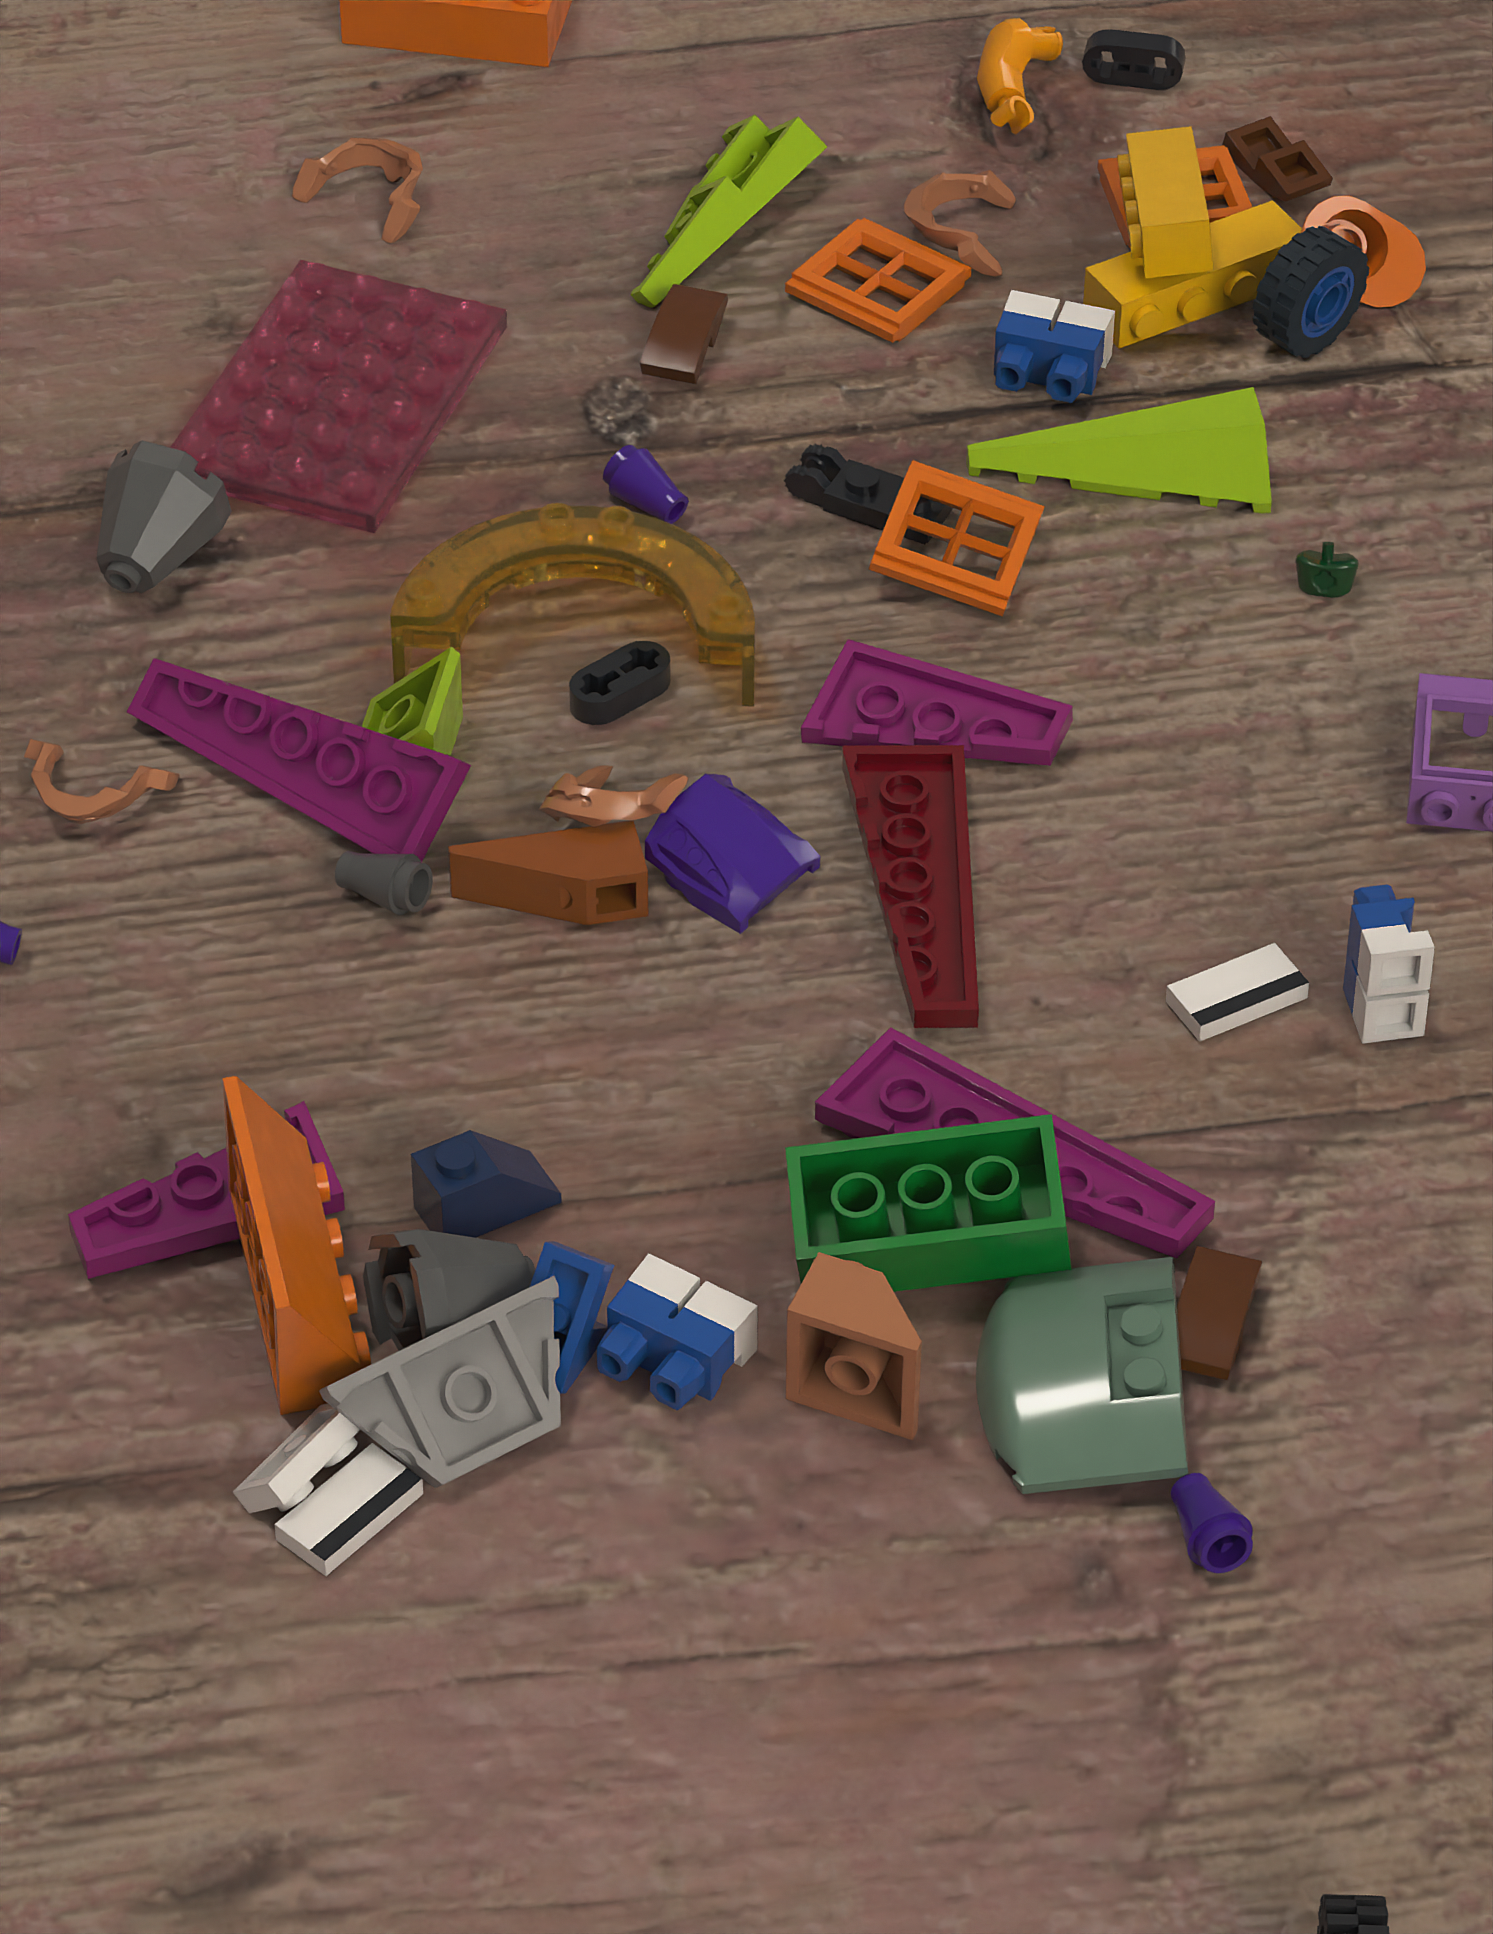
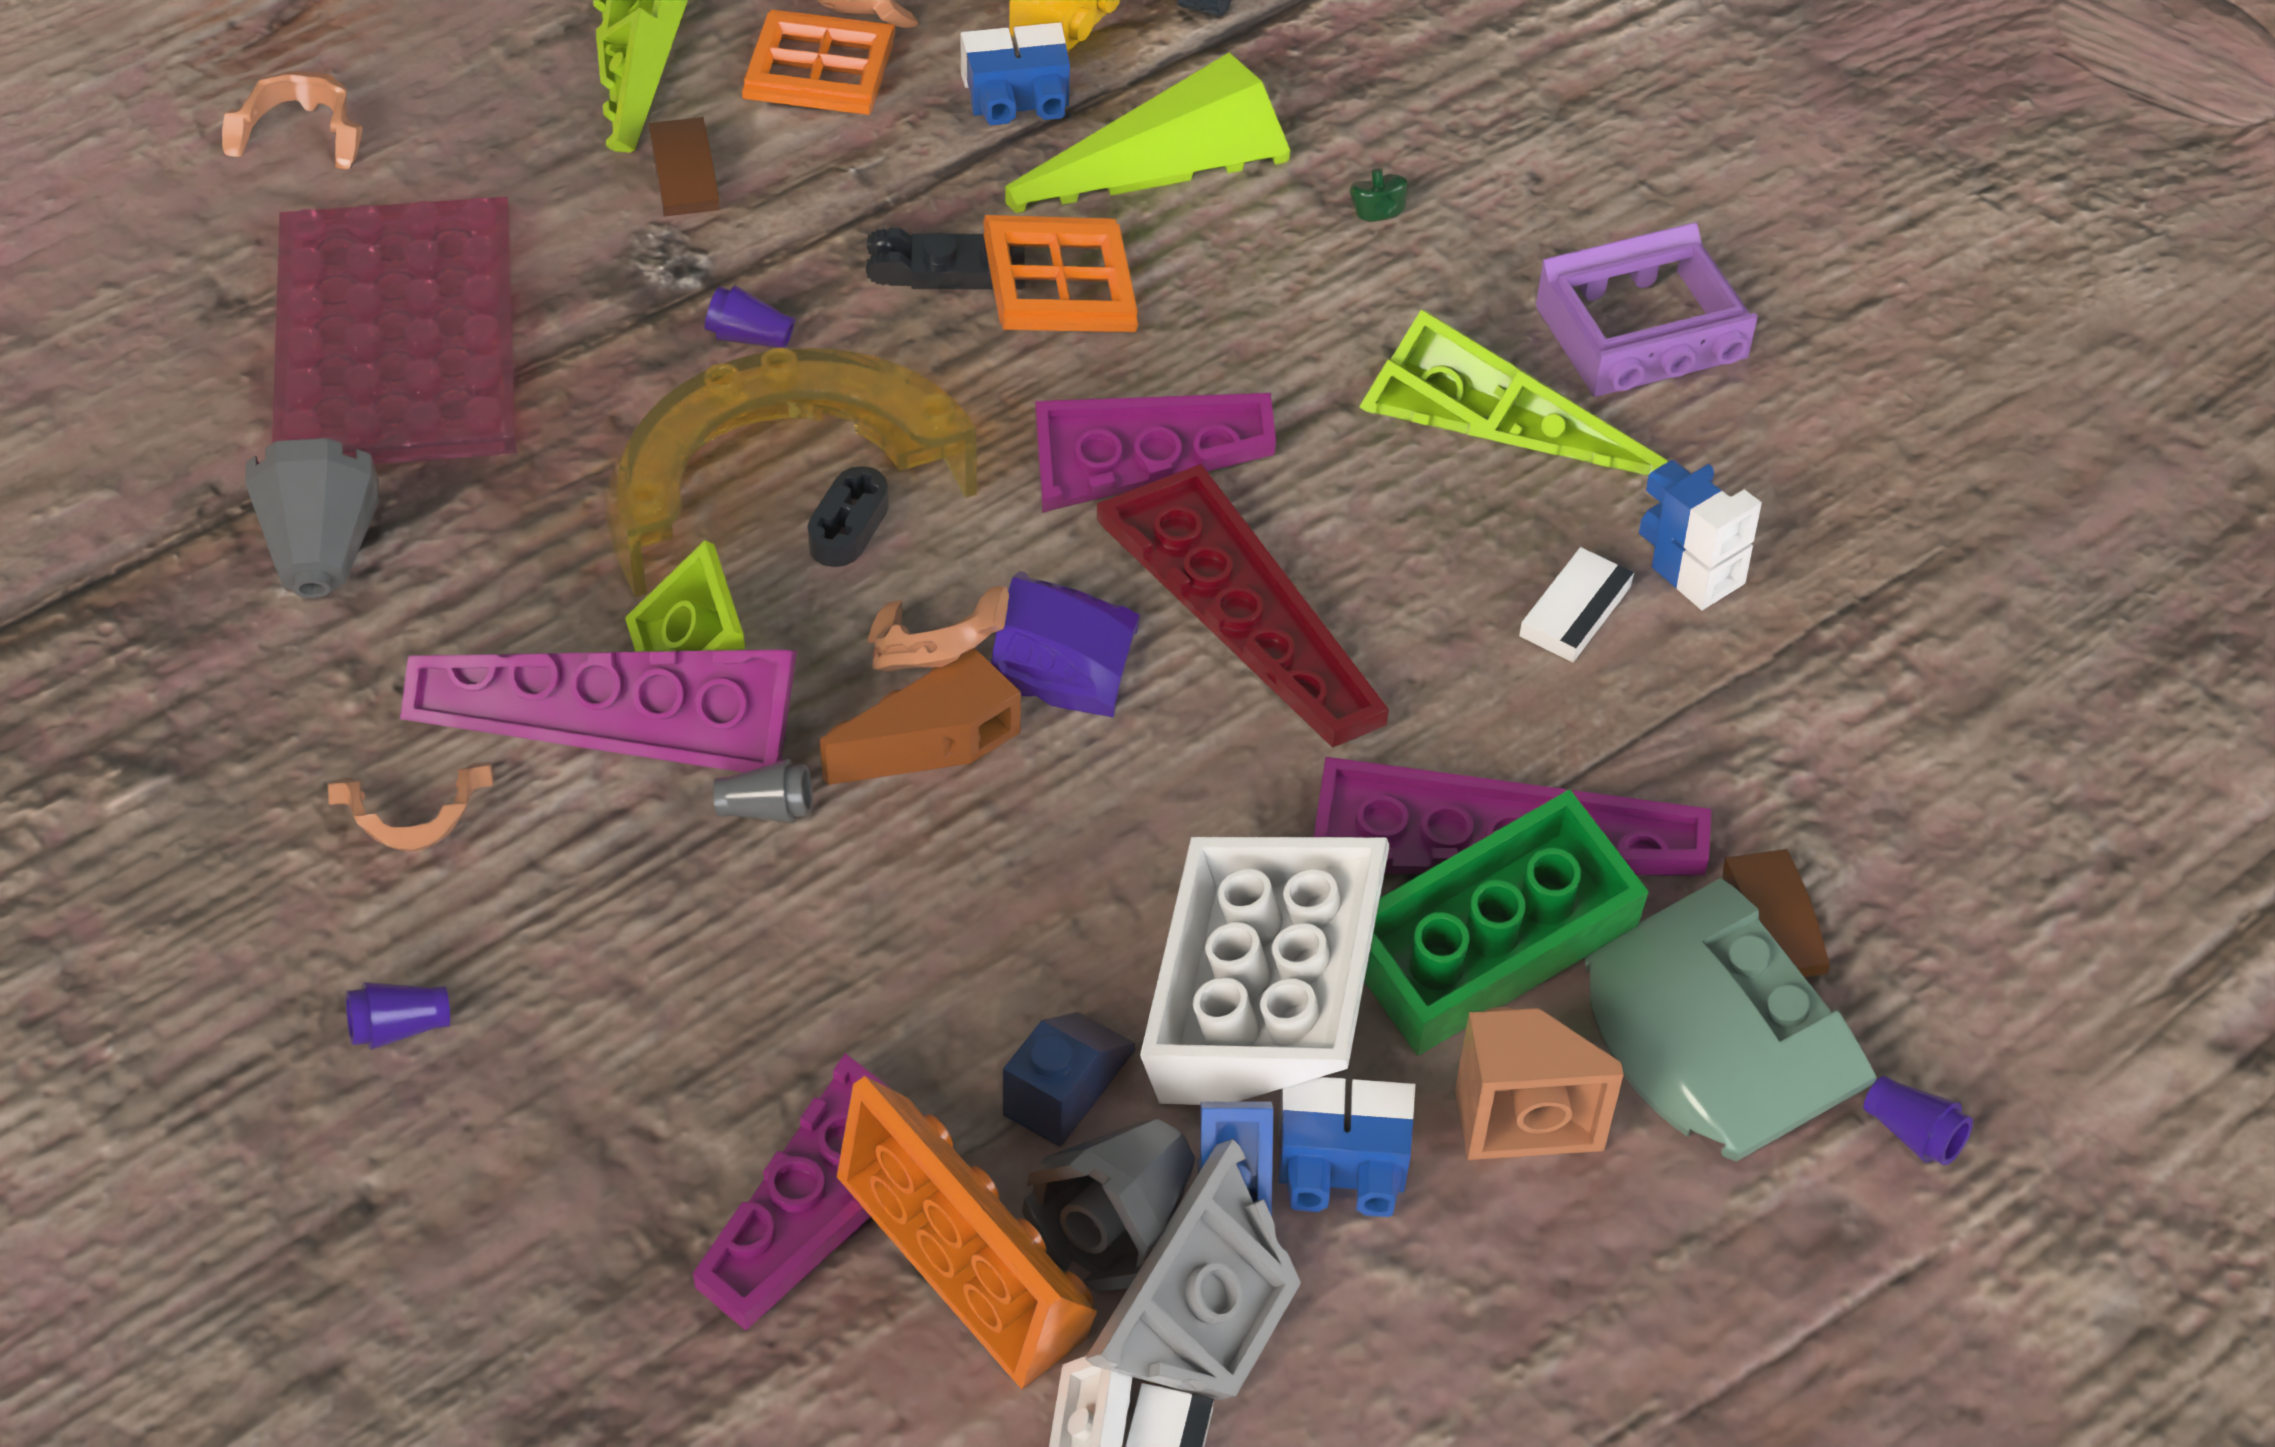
camera: 30 degrees left, 5 degrees up
(682, 1154) = (1262, 965): none -> white slope
(1281, 772) = (1465, 388): none -> lime wedge

